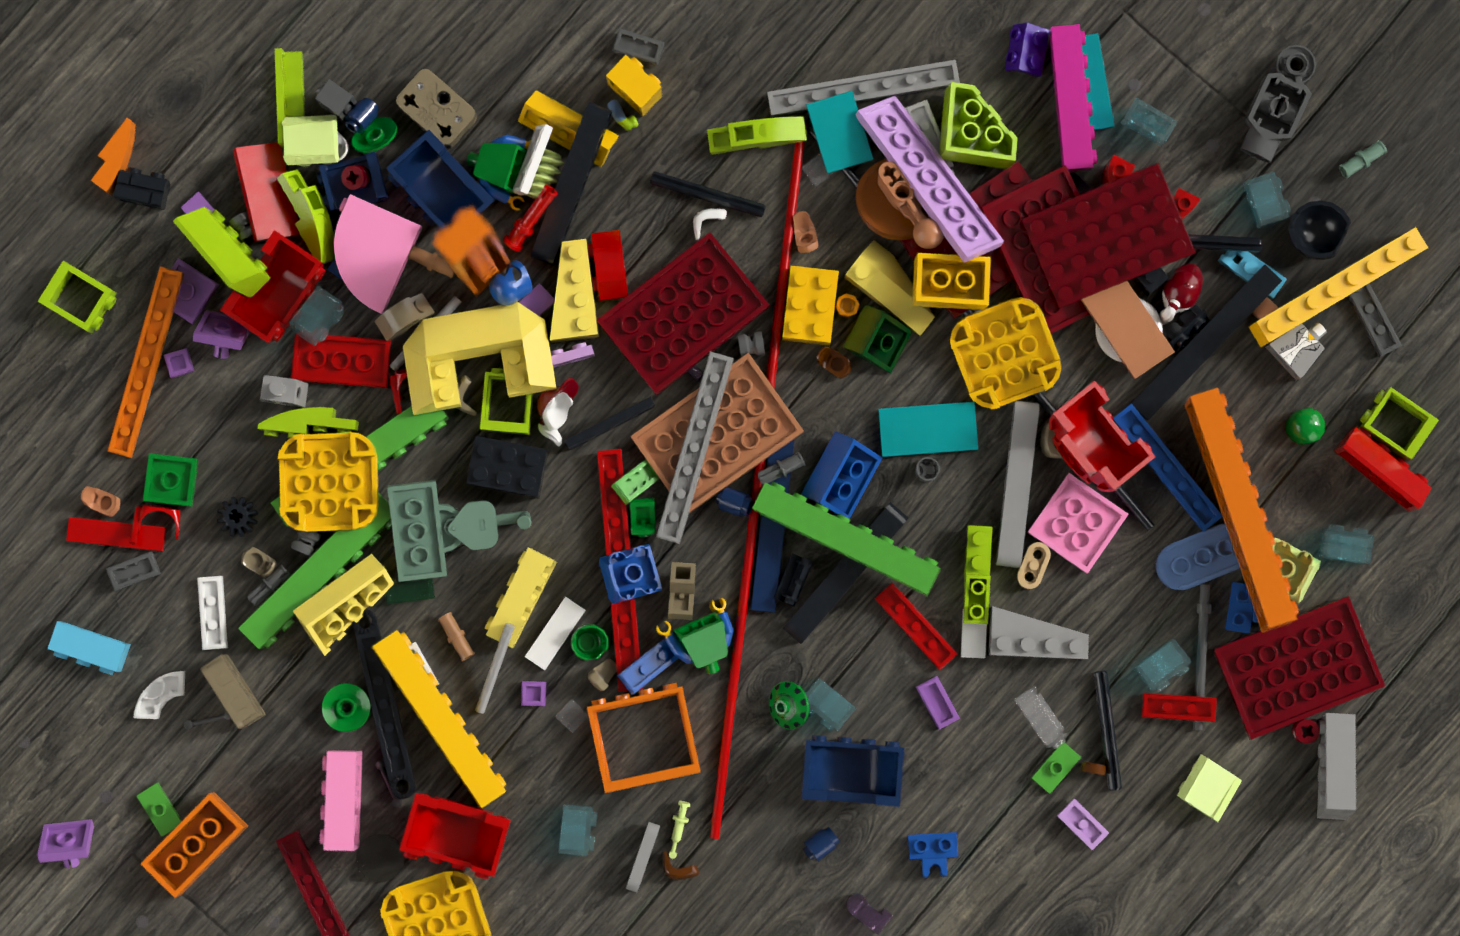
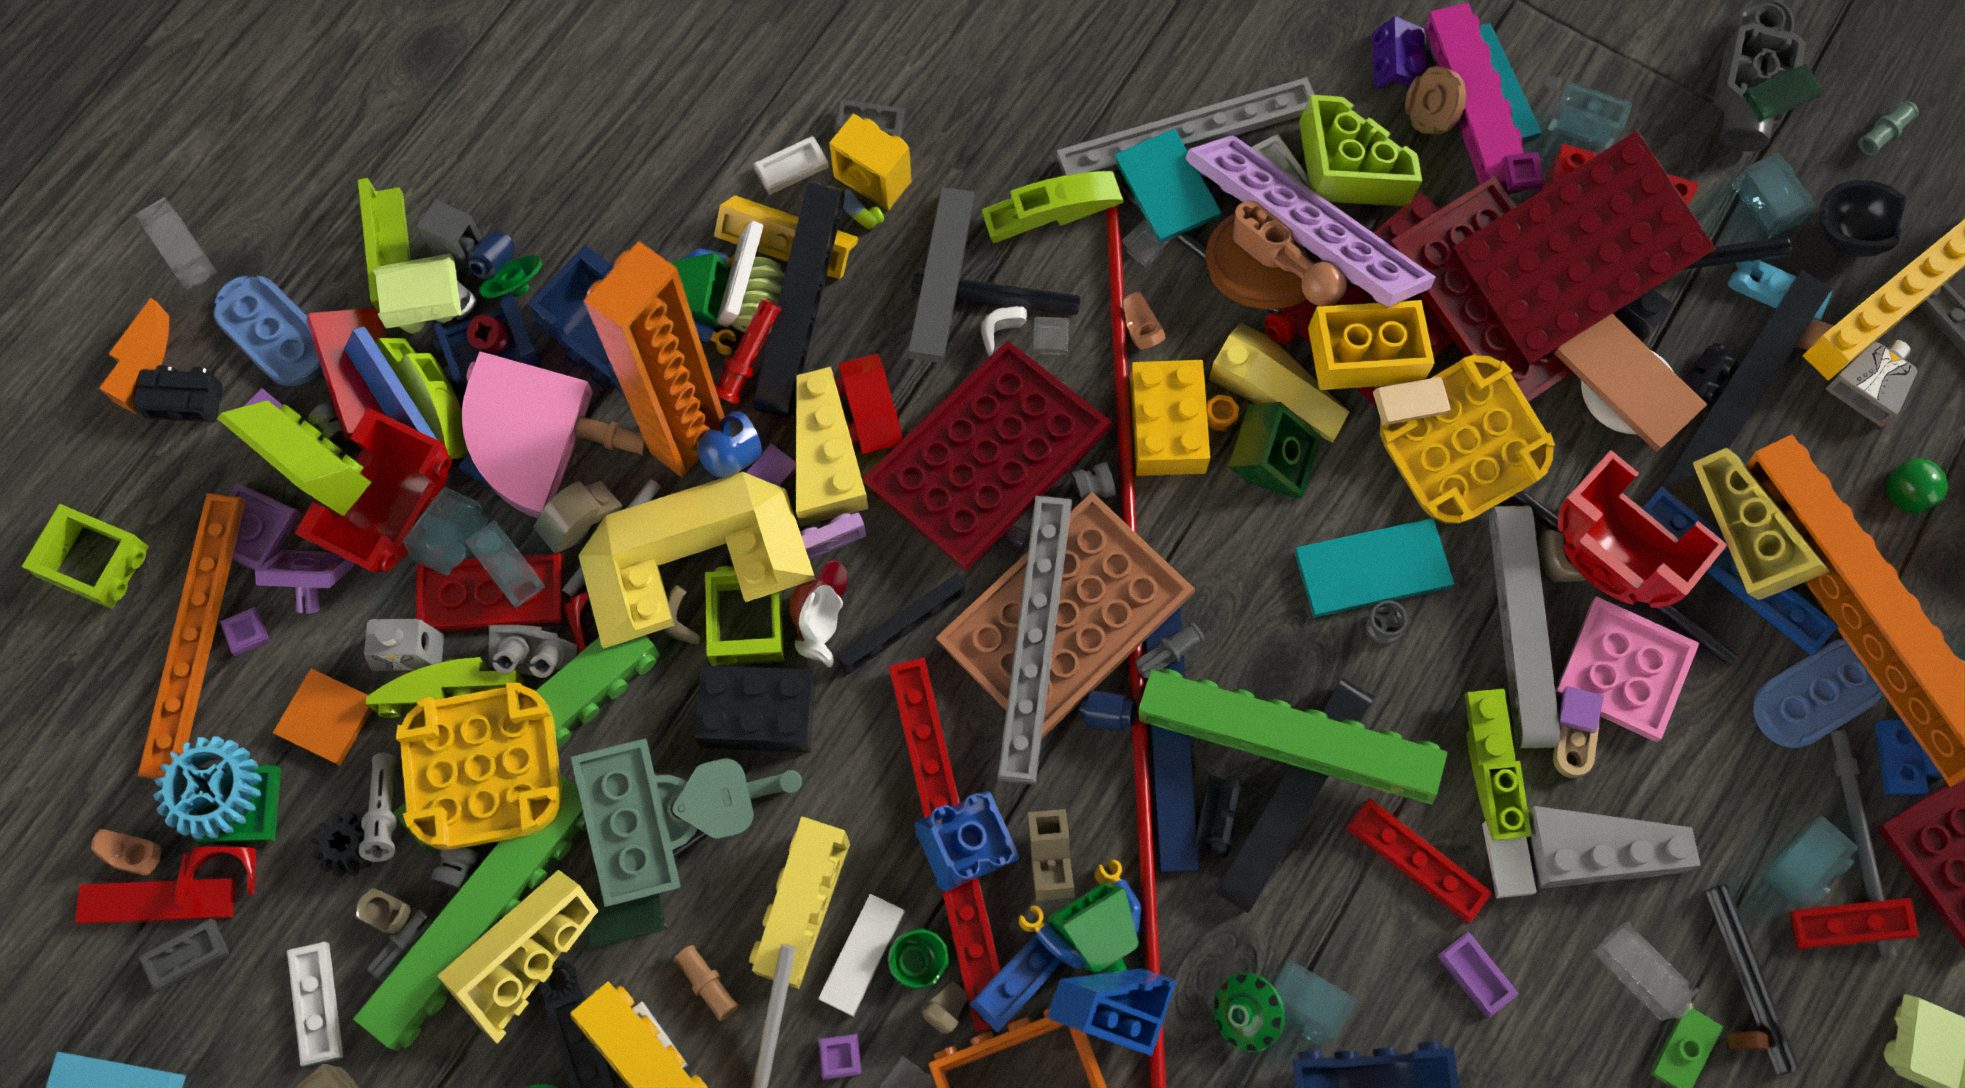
camera: 10 degrees left, 15 degrees down
(144, 74) = (176, 243): none -> clear window
(164, 462) = (181, 806): none -> medium azure gear
(204, 146) = (268, 329): none -> medium blue tile
(228, 429) = (324, 717): none -> orange tile
(262, 504) = (380, 821): none -> light grey pin
(285, 210) = (383, 381): none -> blue tile
(354, 346) = (505, 563): none -> clear light blue brick
(364, 406) = (528, 650): none -> light grey connector
(430, 115) = (590, 218): dark tan axle -> none
(578, 72) = (791, 165): none -> white tile
(635, 482) = (953, 702): bright green plate -> none
(643, 517) = (972, 753): green bracket -> none
(672, 177) = (941, 275): none -> dark grey tile
(705, 691) = (1115, 1006): none -> blue wedge
(741, 230) = (1051, 336): none -> clear tile
(834, 362) = (1217, 492): reddish brown hair -> none
(842, 475) = (1262, 644): blue slope -> none
(898, 250) = (1280, 327): none -> red plate
(971, 325) = (1411, 401): none -> tan tile
(1038, 547) = (1580, 709): none -> medium lavender tile
(1042, 94) = (1436, 100): none -> medium nougat tile
(1086, 165) = (1523, 172): none -> magenta tile
(1179, 446) = (1758, 534): none -> light yellow wedge
(1181, 291) = (1690, 329): dark red hair -> none
(1283, 132) = (1782, 93): none -> clear green tile

